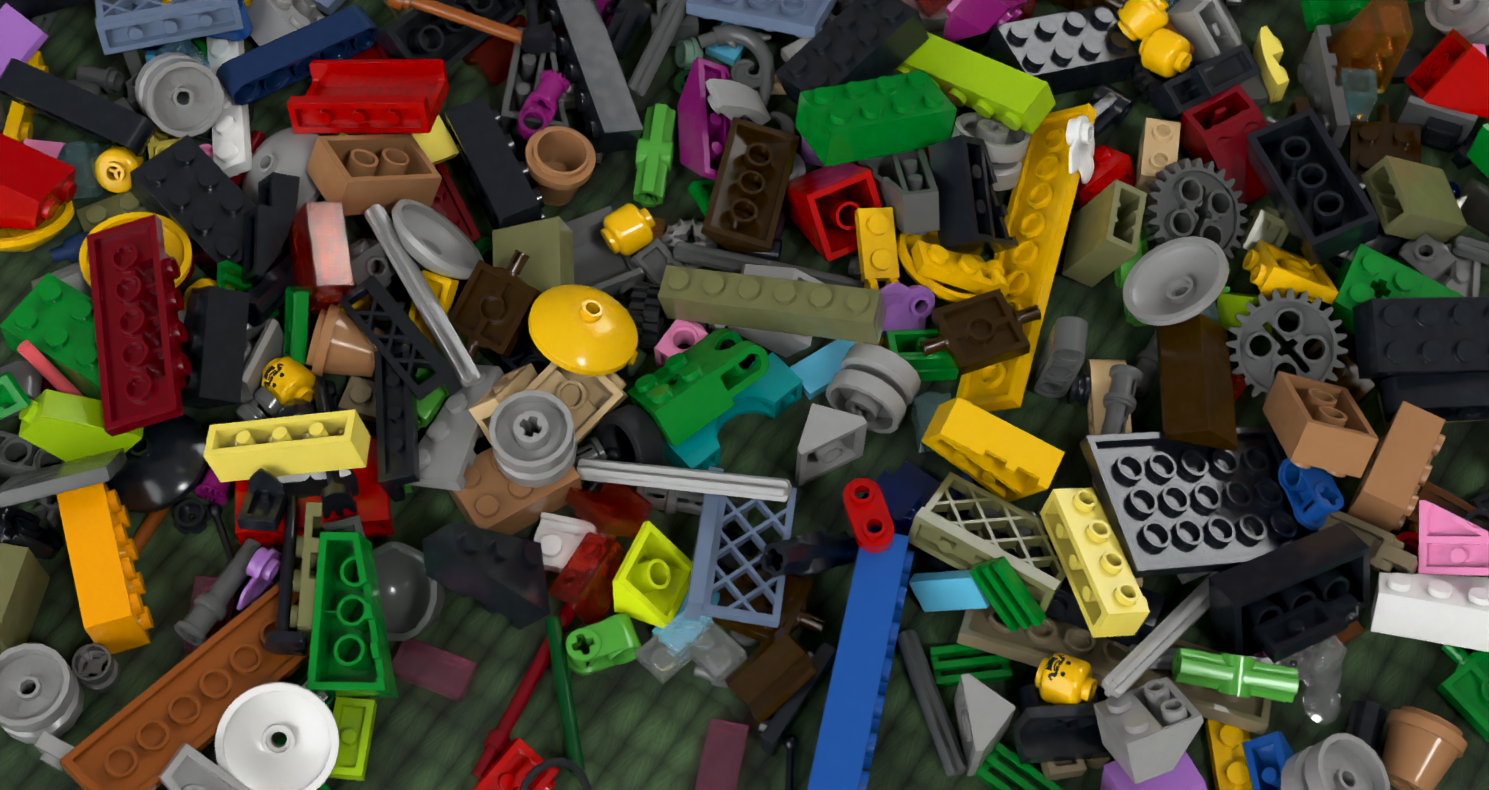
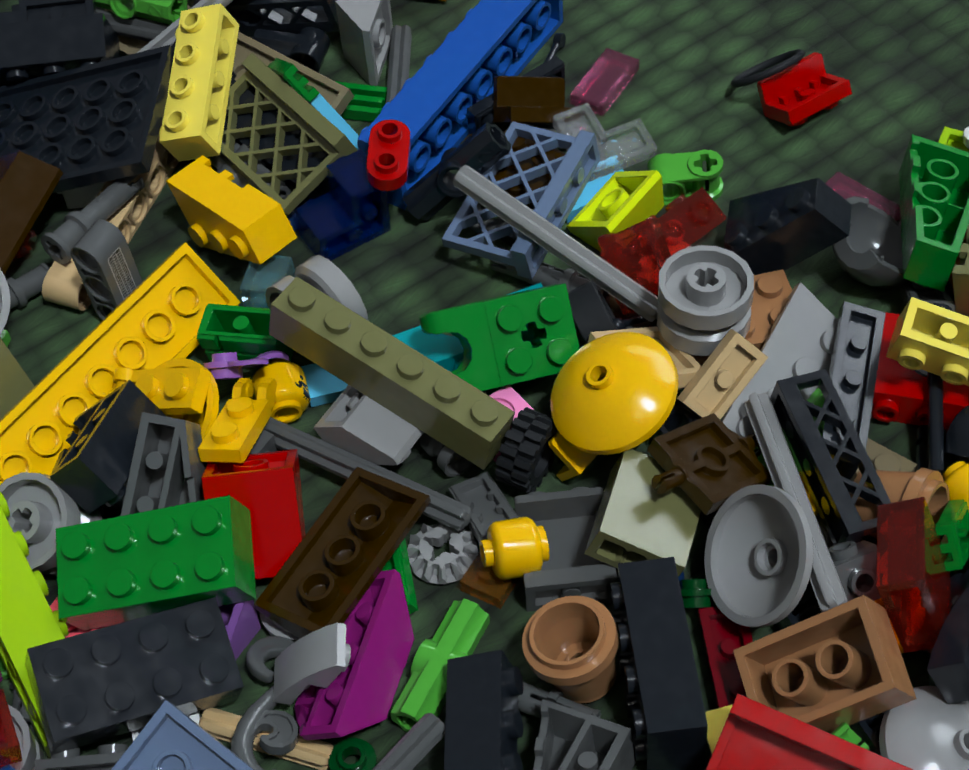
camera: 155 degrees left, 10 degrees down
(498, 739) = (806, 138): dark red bar -> none
(542, 102) = (568, 714): magenta connector -> none
(564, 691) = (733, 151): dark green bar -> none
(828, 442) = (392, 272): light grey slope -> none
(980, 331) = (178, 304): dark brown plate -> none
(1065, 680) = (278, 28): yellow head -> none

